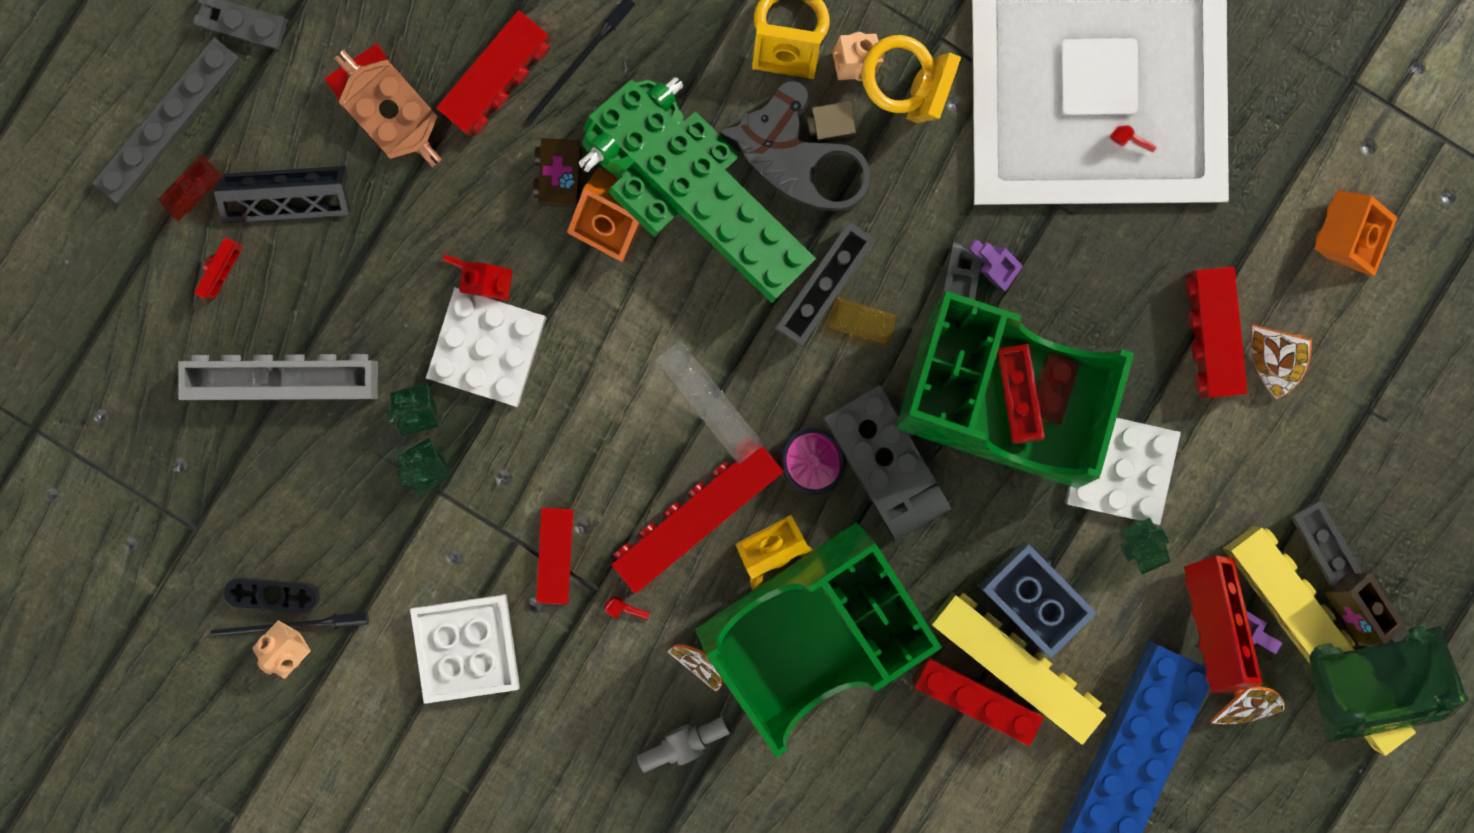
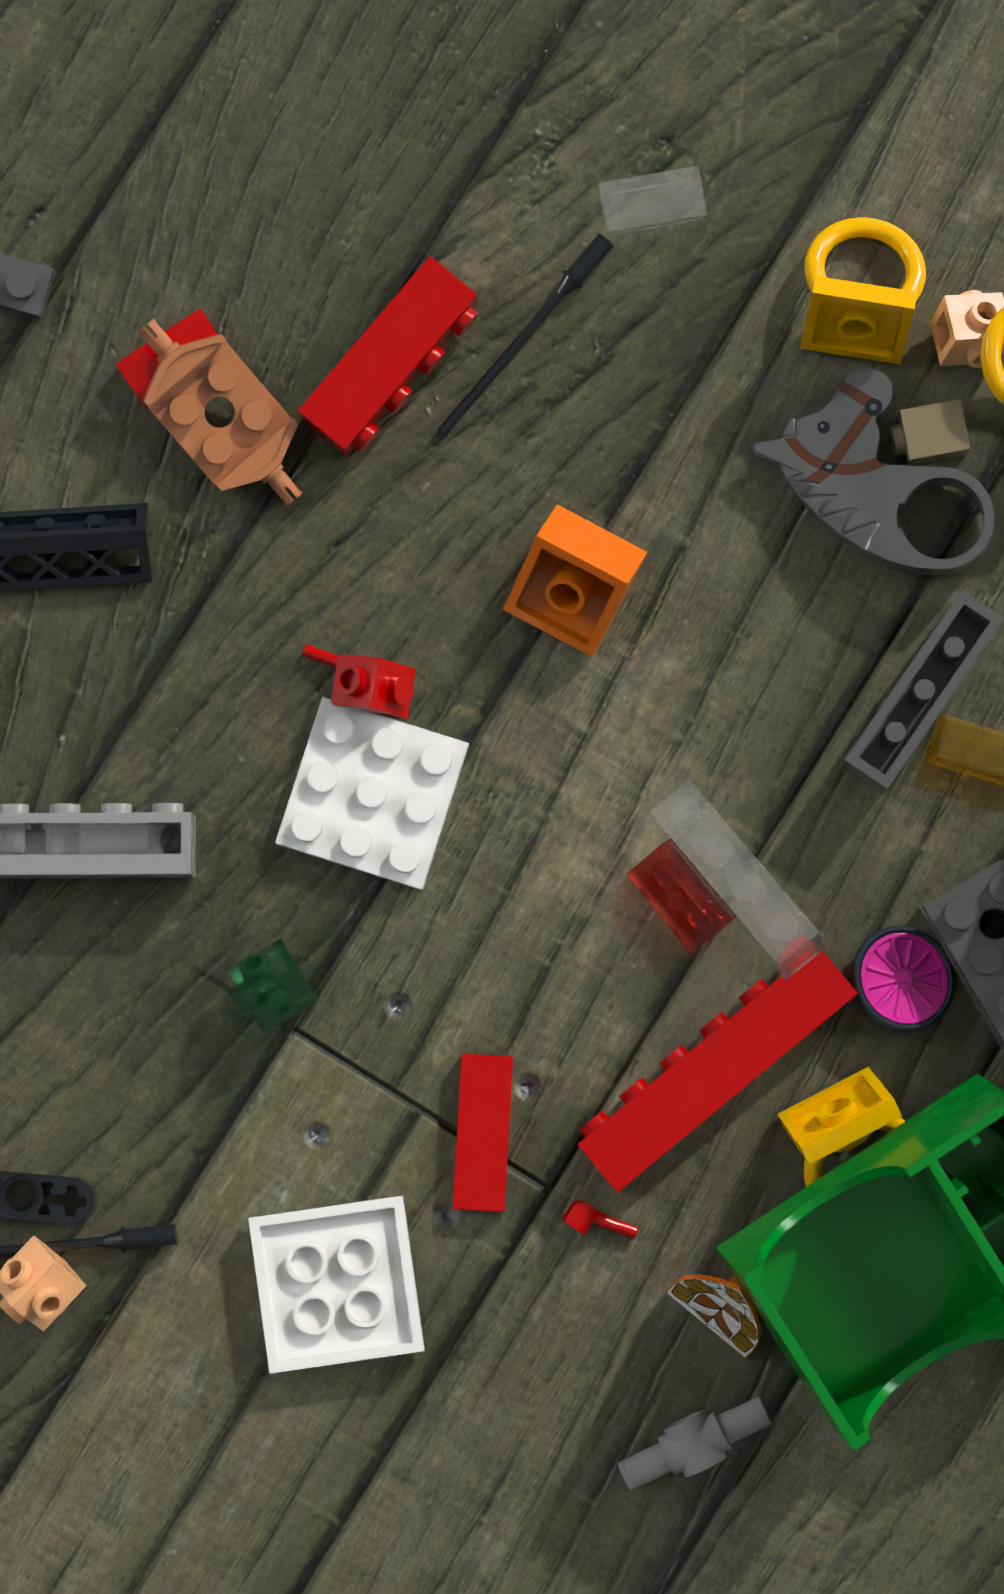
camera: 15 degrees right, 5 degrees down
(413, 410) = (255, 893): clear green brick -> none
(559, 172) = (492, 513): dark brown brick -> none
(675, 411) = (679, 896): none -> clear red plate
(682, 169) = (692, 507): green piece -> none

